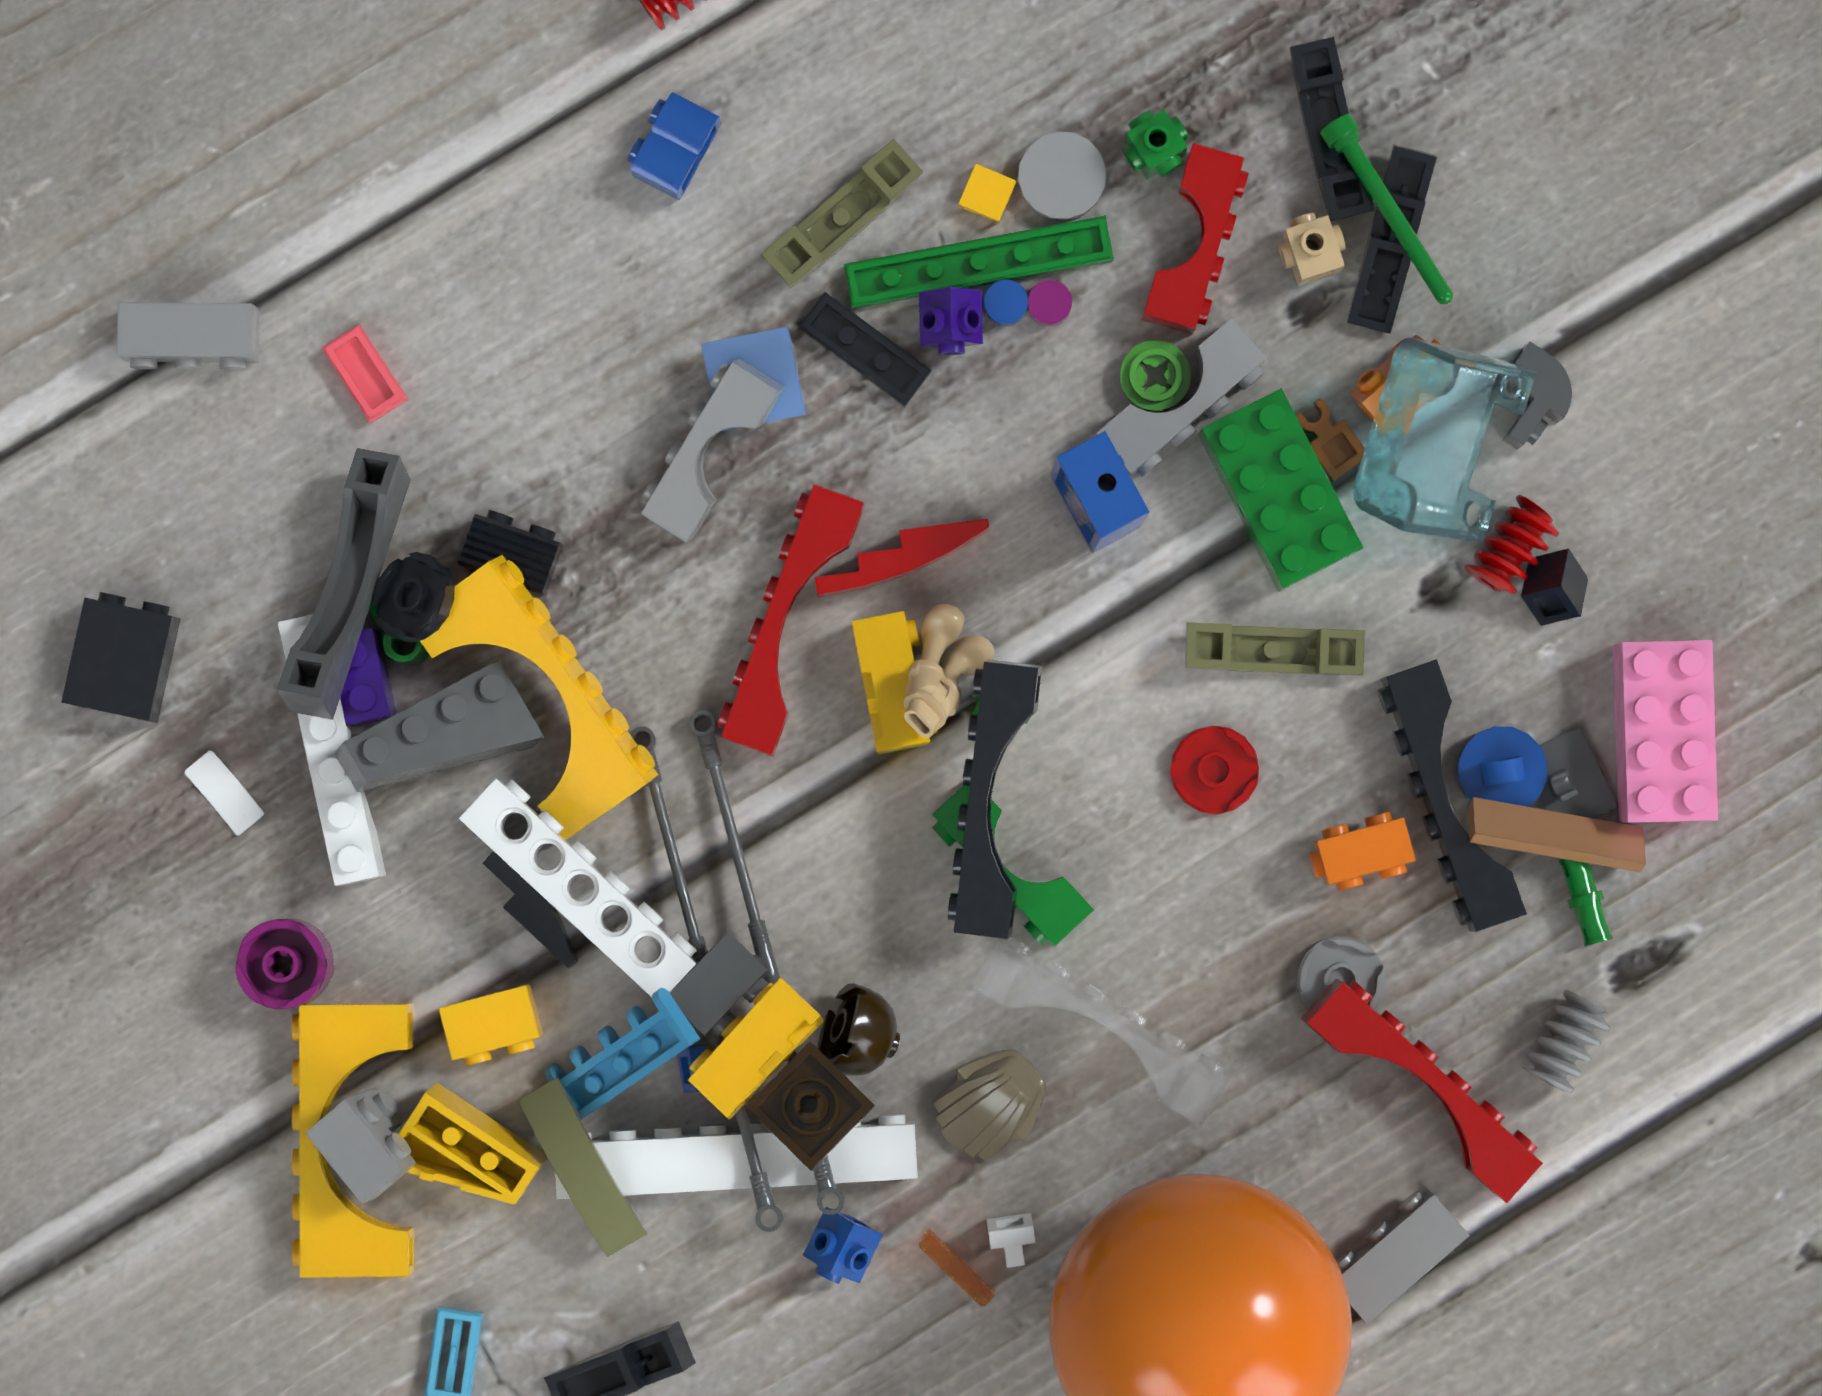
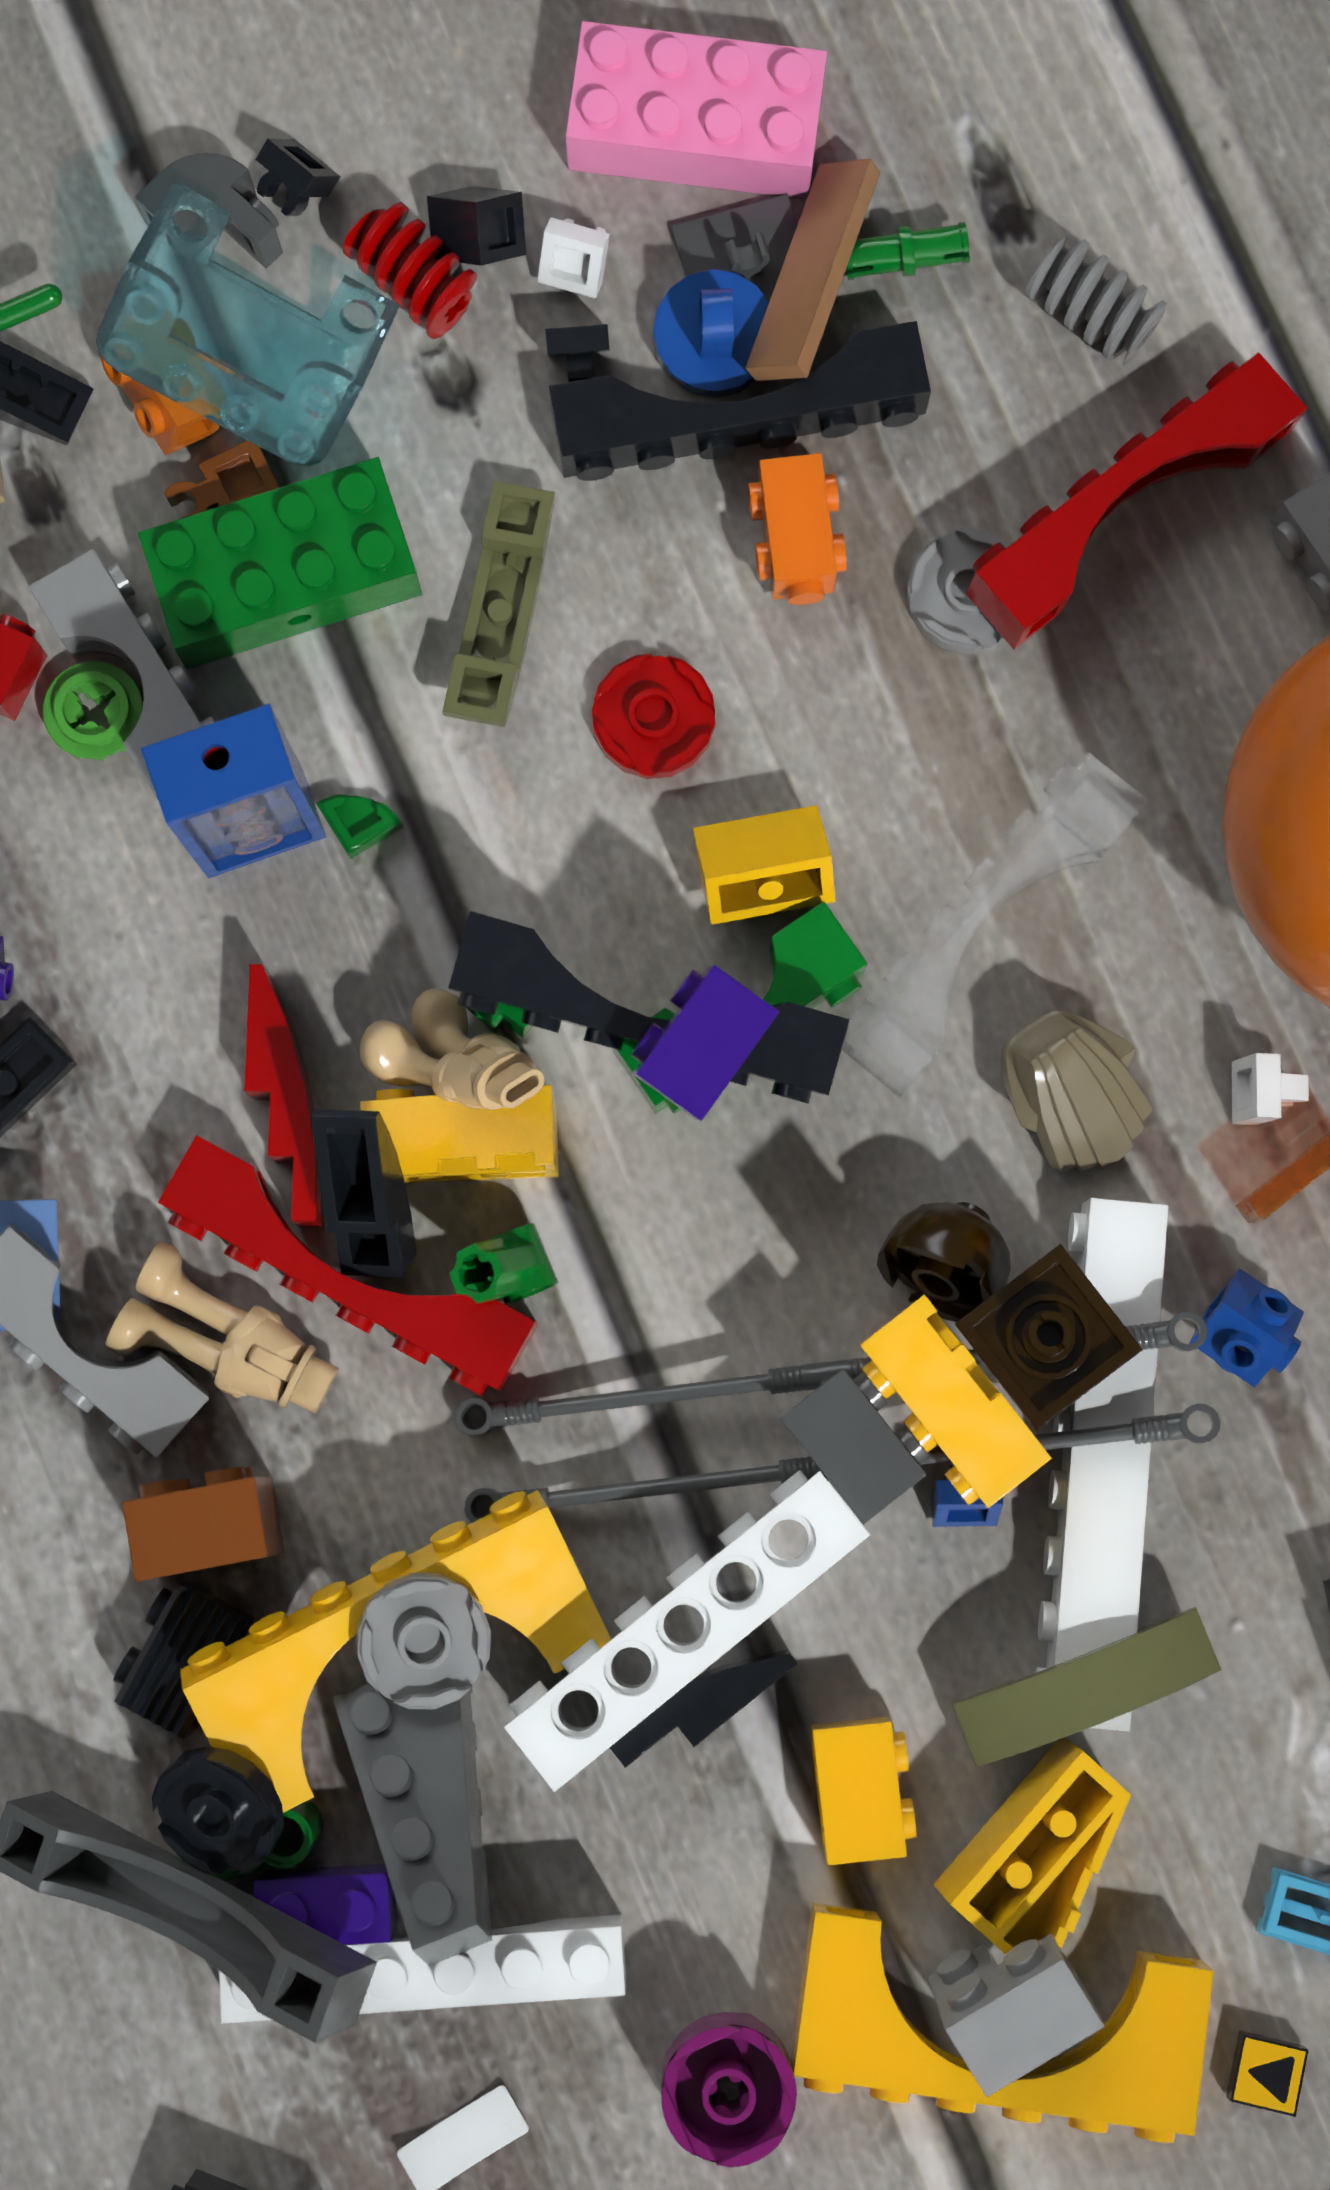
camera: 85 degrees left, 5 degrees down
(346, 1324) = (1267, 2073): none -> tile
(544, 715) = (423, 1640): none -> light grey tile
(599, 553) = (203, 1526): none -> dark orange brick
(625, 1058) = (941, 1596): dark azure hinge -> none
(721, 567) = (259, 1351): none -> tan piece
(805, 728) = (504, 1267): none -> green piece
(837, 625) = (363, 1193): none -> black slope
(972, 840) = (703, 1040): none -> dark purple brick
(1105, 574) = (358, 821): none -> green tile
(1115, 864) = (764, 864): none -> yellow brick
(1475, 674) = (578, 345): none -> black tile
(1541, 660) = (573, 257): none -> white tile
(1575, 450) = (298, 170): none -> black tile

